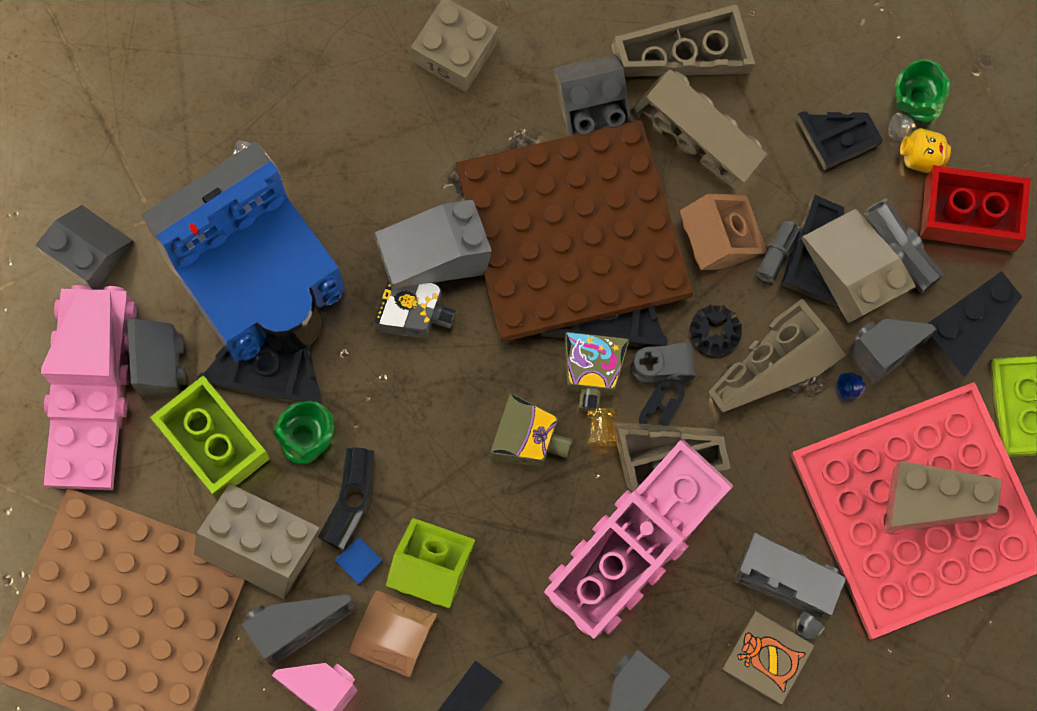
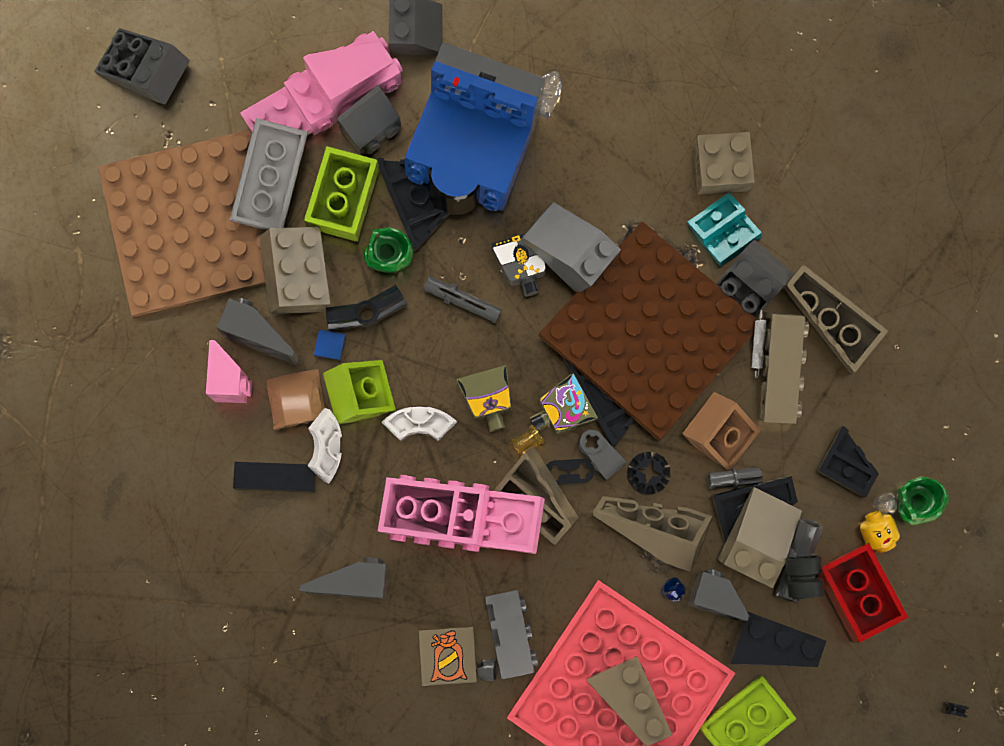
camera: 55 degrees right, 5 degrees up
(135, 499) = (268, 175): none -> light grey tile
(441, 373) = (434, 285): none -> dark grey pin
(476, 642) = (326, 439): none -> white tile
(503, 522) = (419, 421): none -> white tile
(520, 90) = (724, 229): none -> teal slope
(660, 136) = (759, 342): none -> white piece
(929, 248) = (804, 577): none -> pearl dark grey wheel

